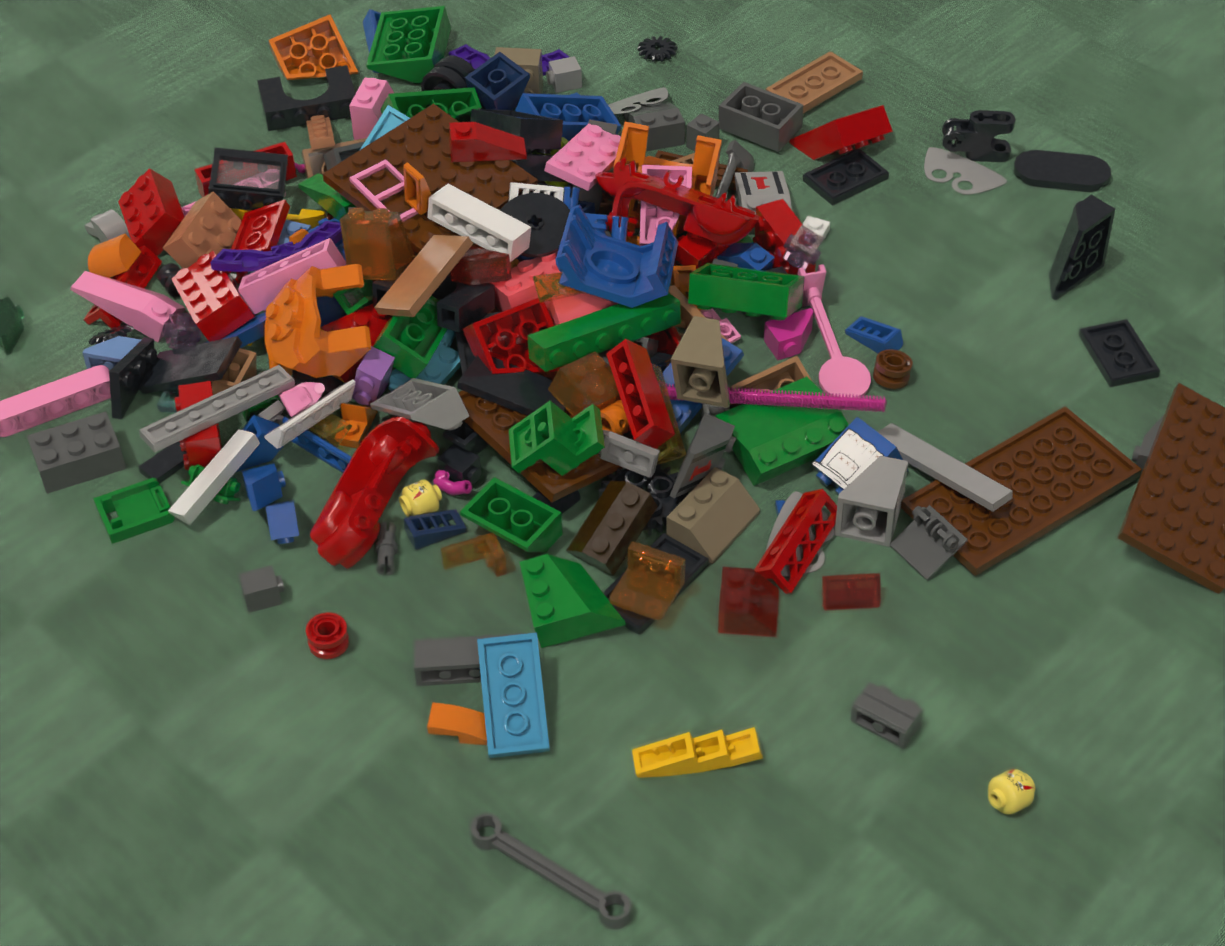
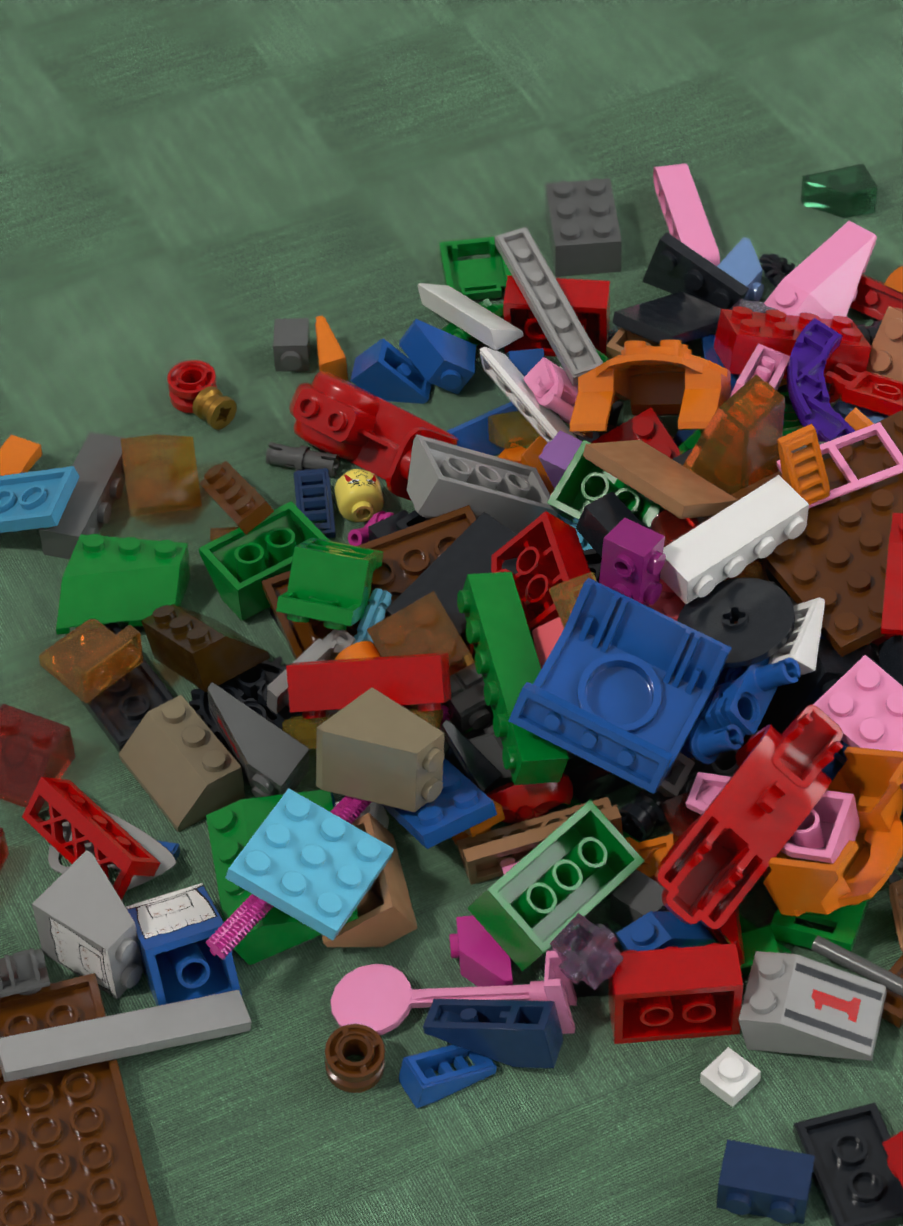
camera: 110 degrees right, 0 degrees up
(274, 554) = (330, 354): none -> orange slope
(351, 610) = (214, 407): none -> pearl gold wheel
(449, 612) = (160, 473): none -> clear orange slope
(461, 549) = (236, 496): none -> reddish brown plate
(525, 255) = (633, 561): none -> magenta brick
(798, 382) = (310, 864): none -> medium azure plate
(843, 309) = (503, 1030): none -> dark blue slope
(878, 199) = (765, 1182): none -> dark blue brick

